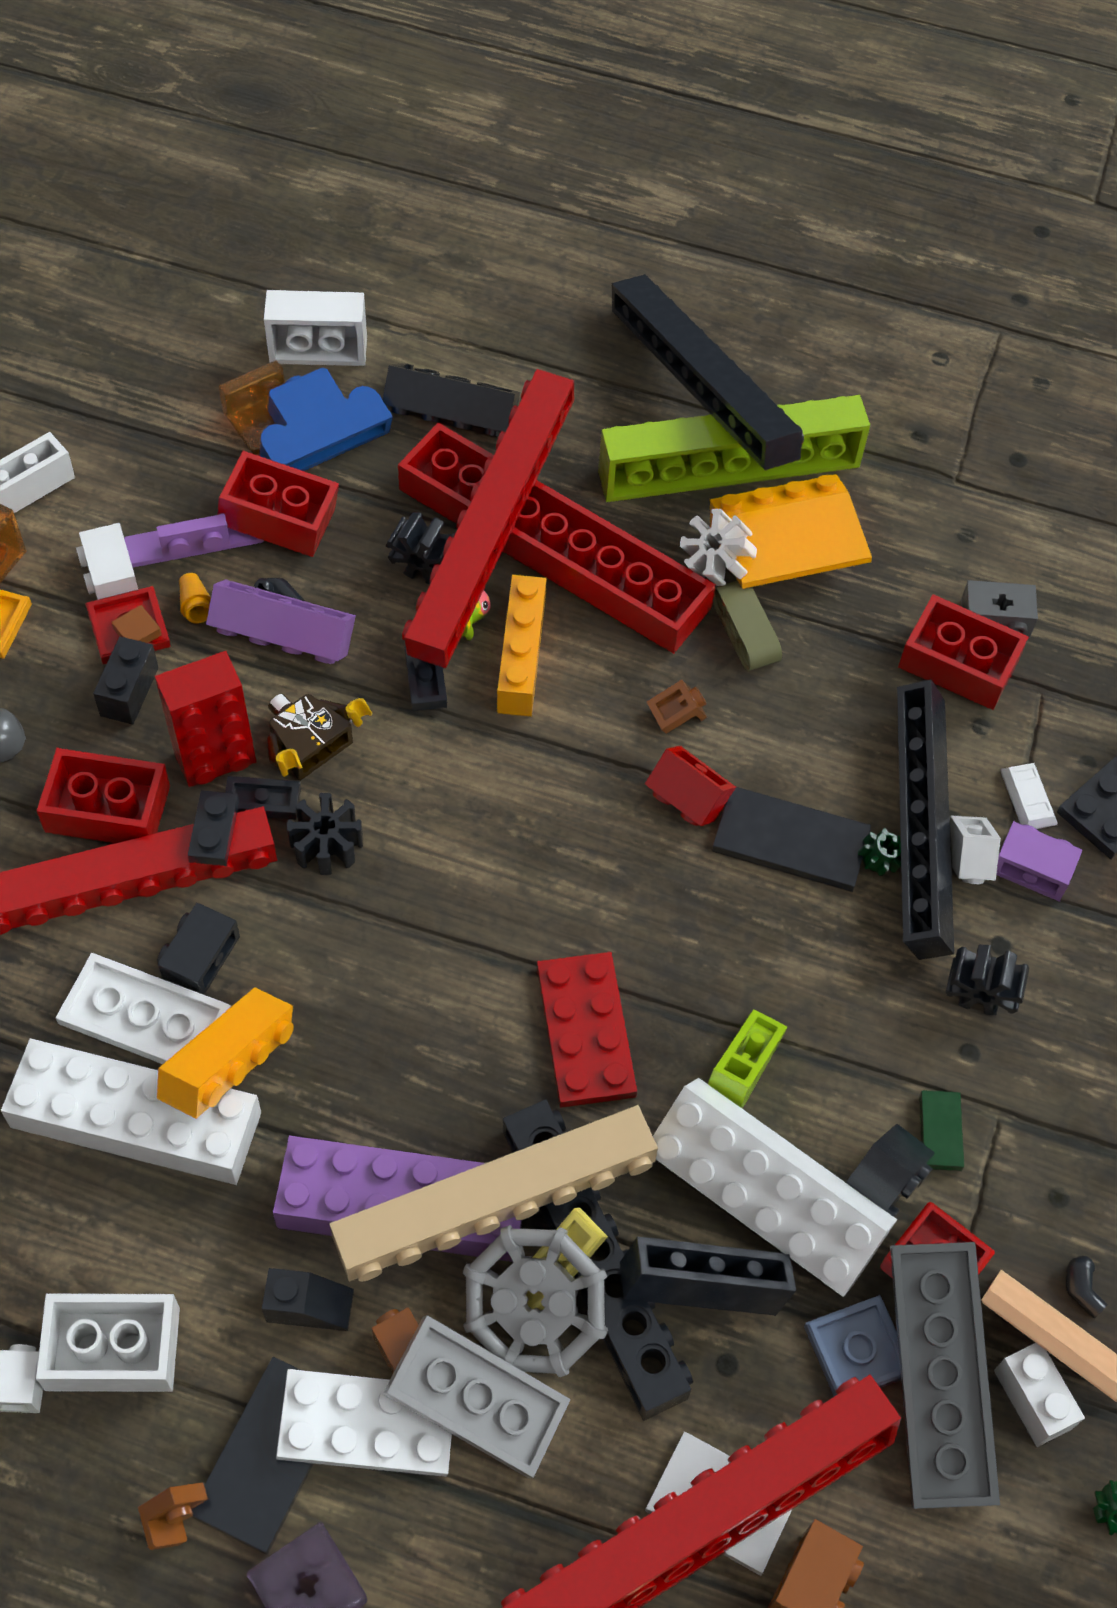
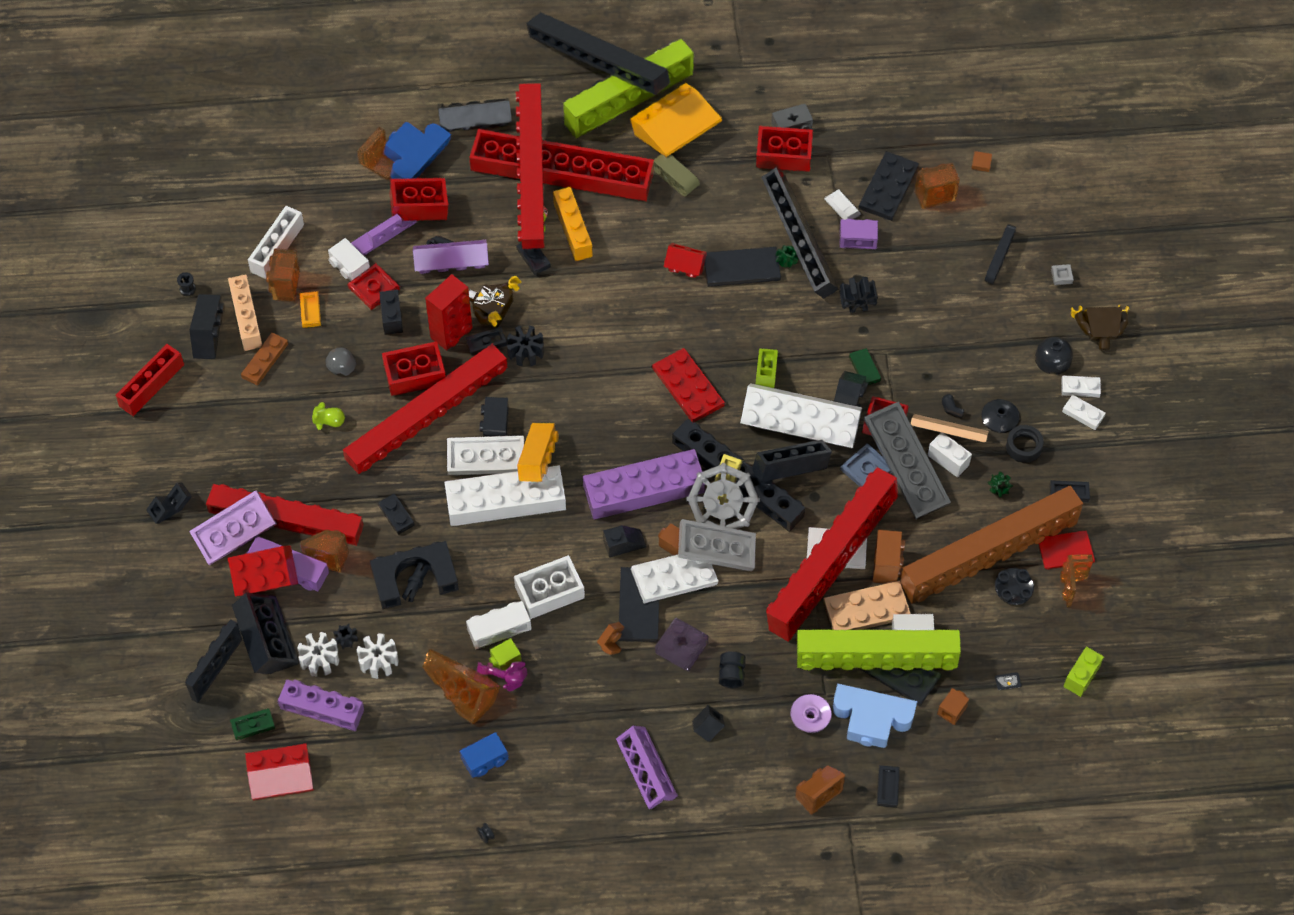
camera: 20 degrees left, 0 degrees up
(137, 626) = (381, 283): dark orange tile -> none
(193, 598) = (400, 261): light orange cone -> none
(213, 828) = (475, 361): black plate -> none
(316, 327) = (387, 102): white brick -> none
(417, 545) = (501, 194): black gear -> none
(493, 1193) = (686, 461): tan brick -> none
(677, 706) = (660, 225): dark orange bracket -> none
(725, 532) = (650, 133): white gear -> none
(974, 849) = (828, 239): white slope -> none

